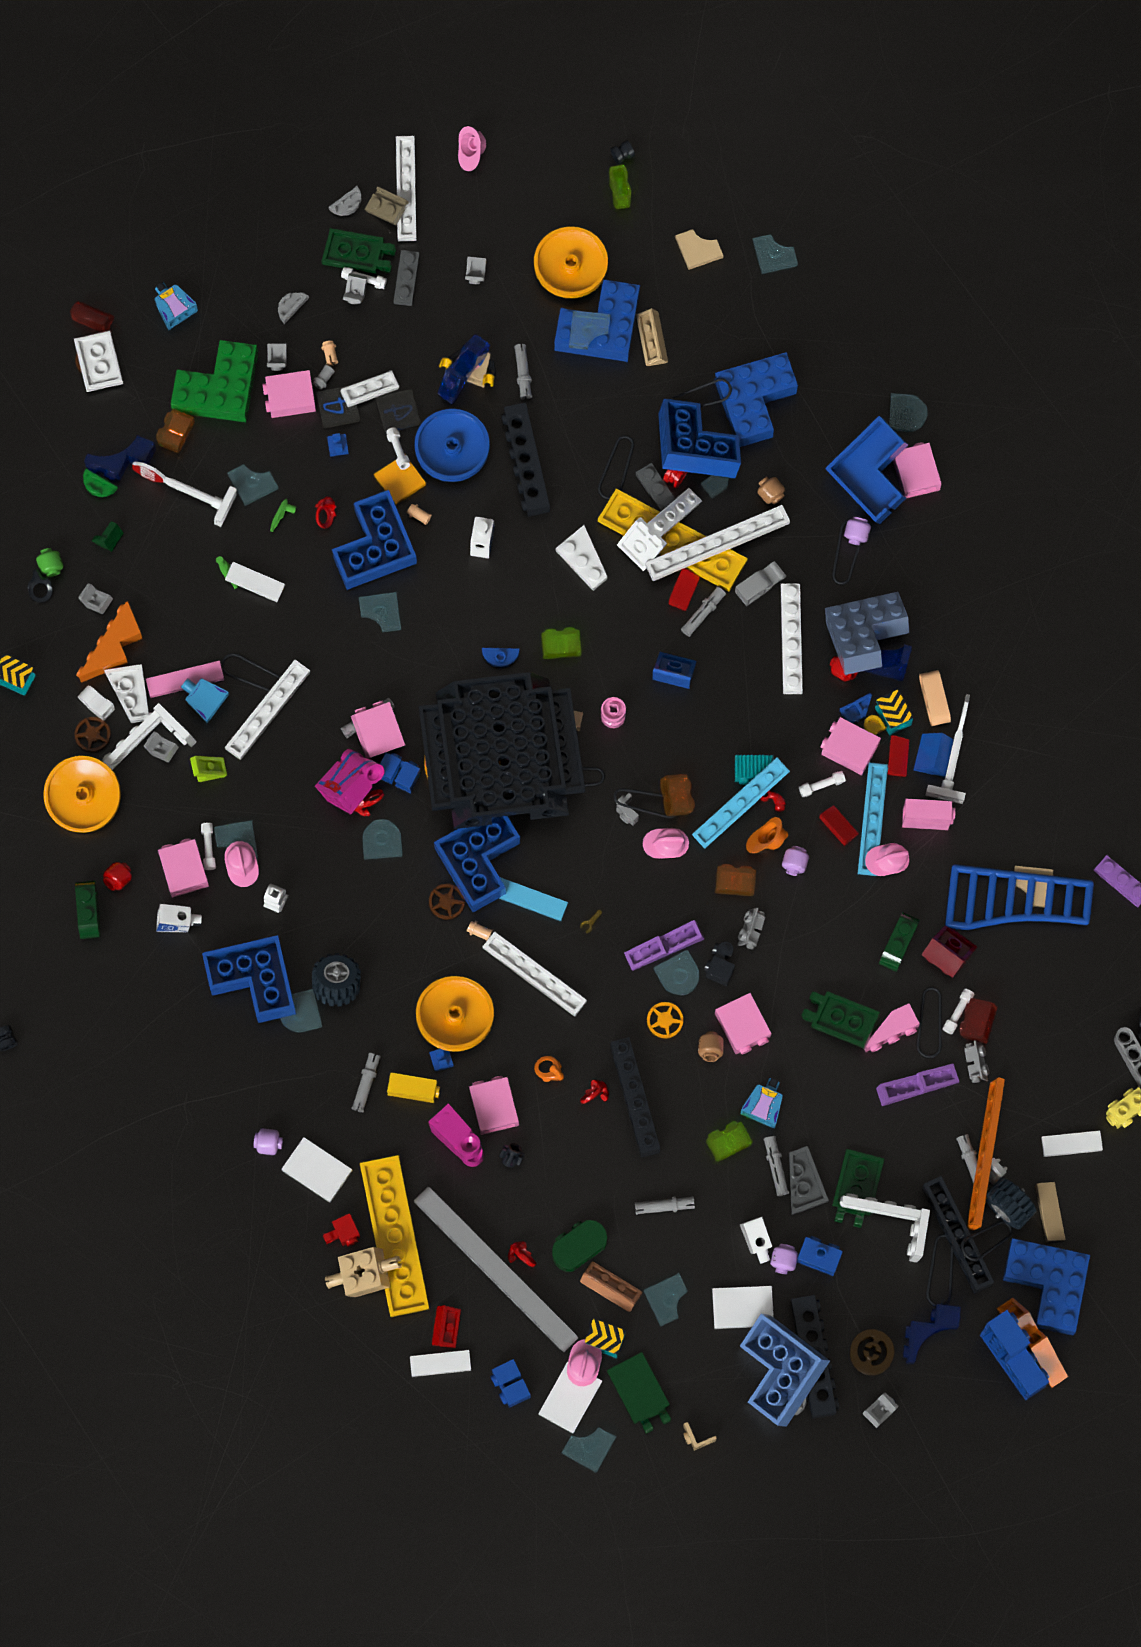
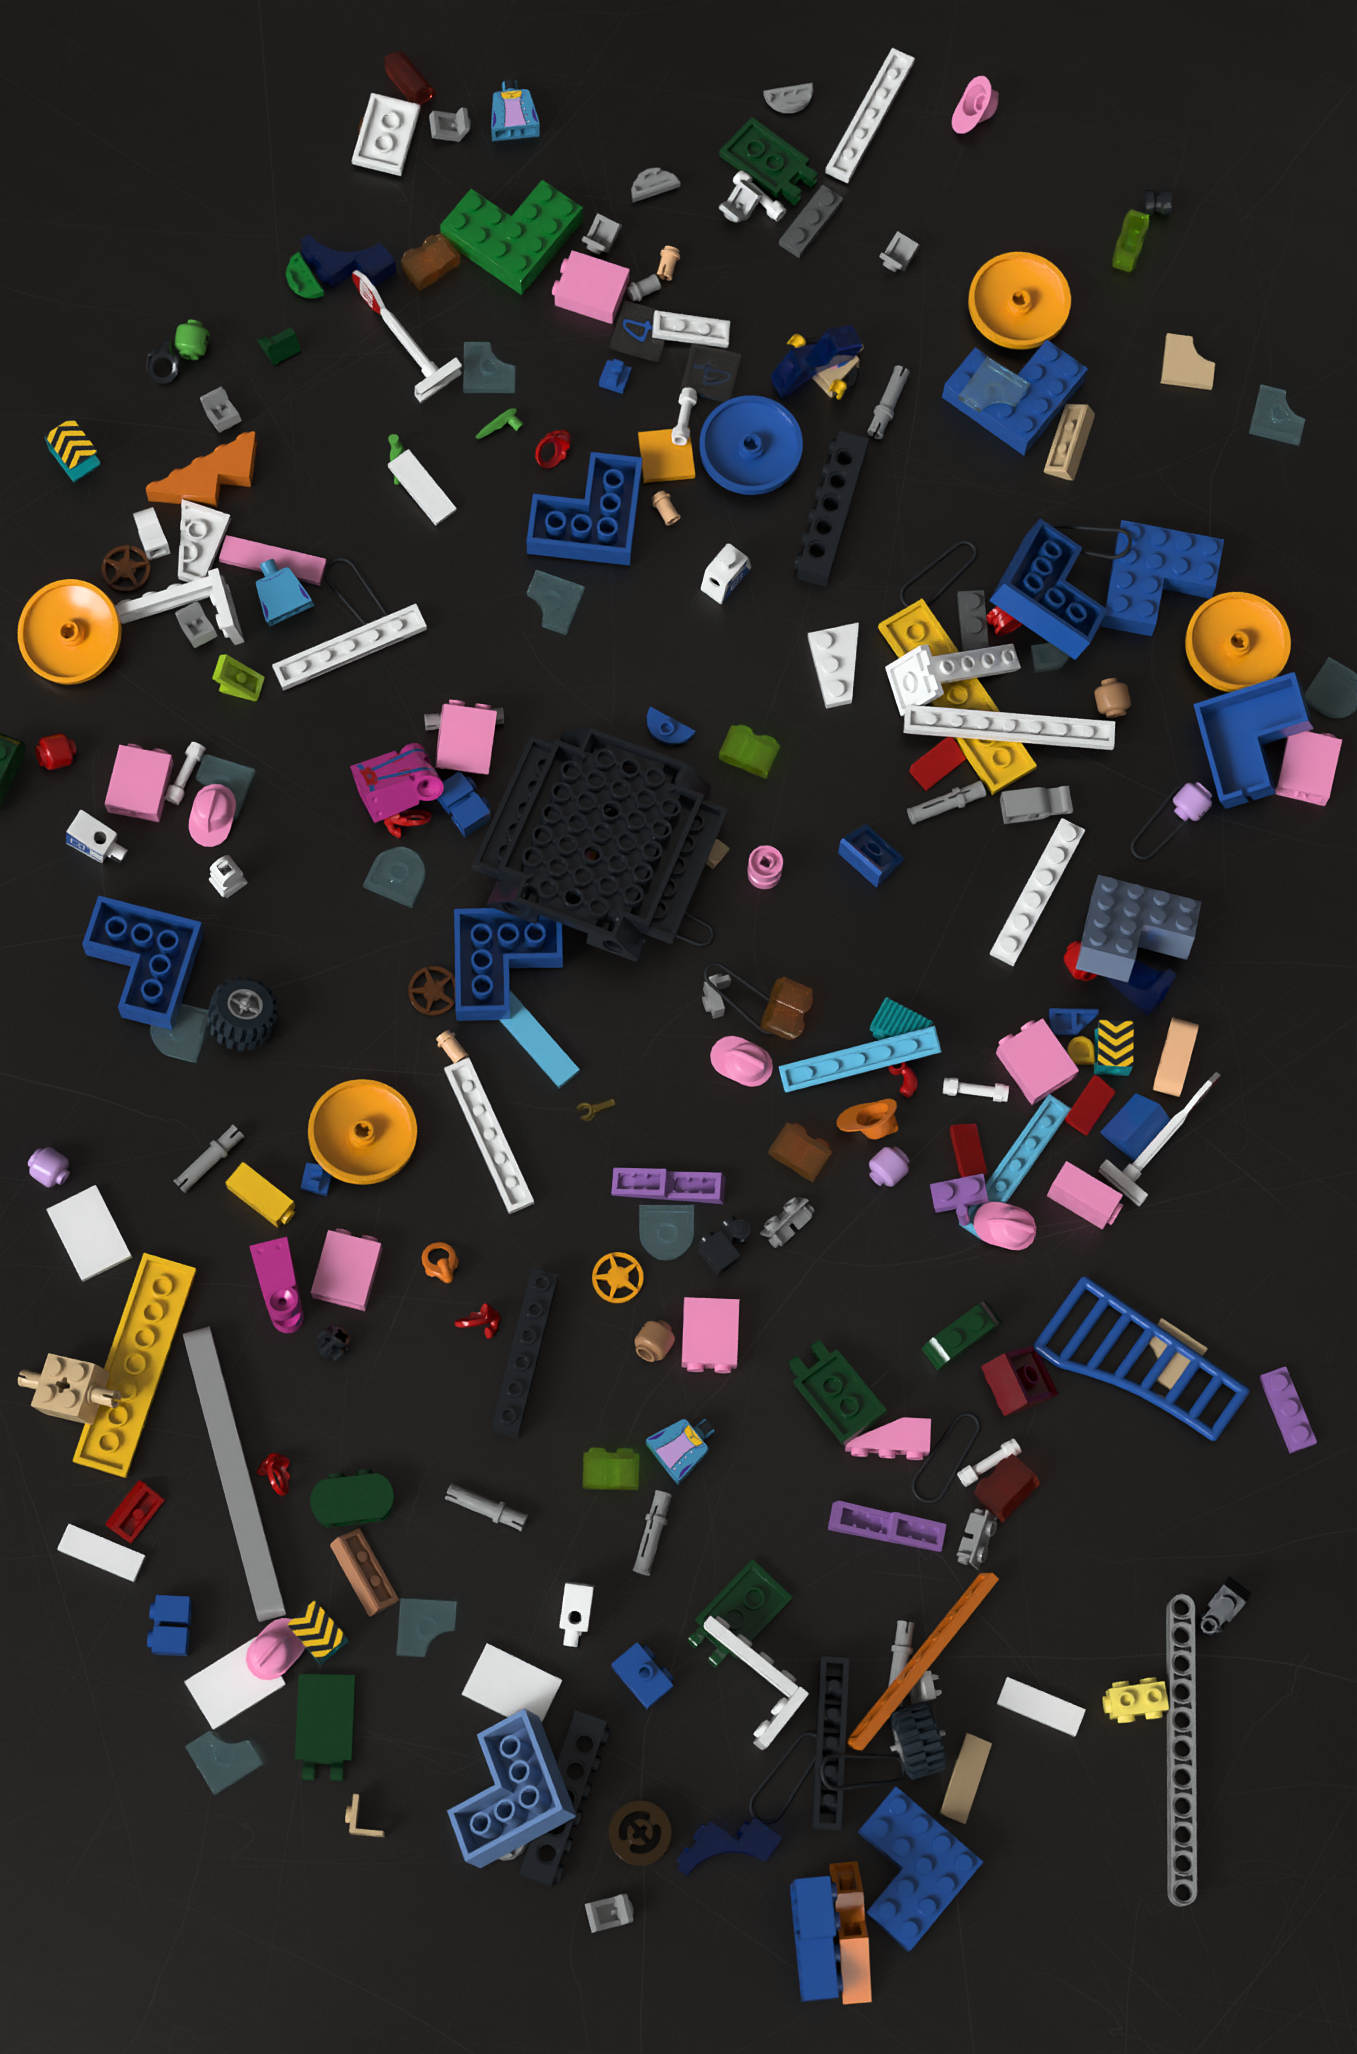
camera: 25 degrees right, 0 degrees up
(137, 333) = (450, 125): none -> light grey bracket
(344, 1231) = (78, 1326): red brick -> none
(386, 206) = (834, 124): dark tan plate -> none
(784, 1258) = (596, 1655): lavender head -> none
(805, 1182) = (676, 1575): dark grey wing -> none
(830, 413) = (1237, 641): none -> light orange dish
(849, 855) = (959, 1195): none -> medium lavender plate

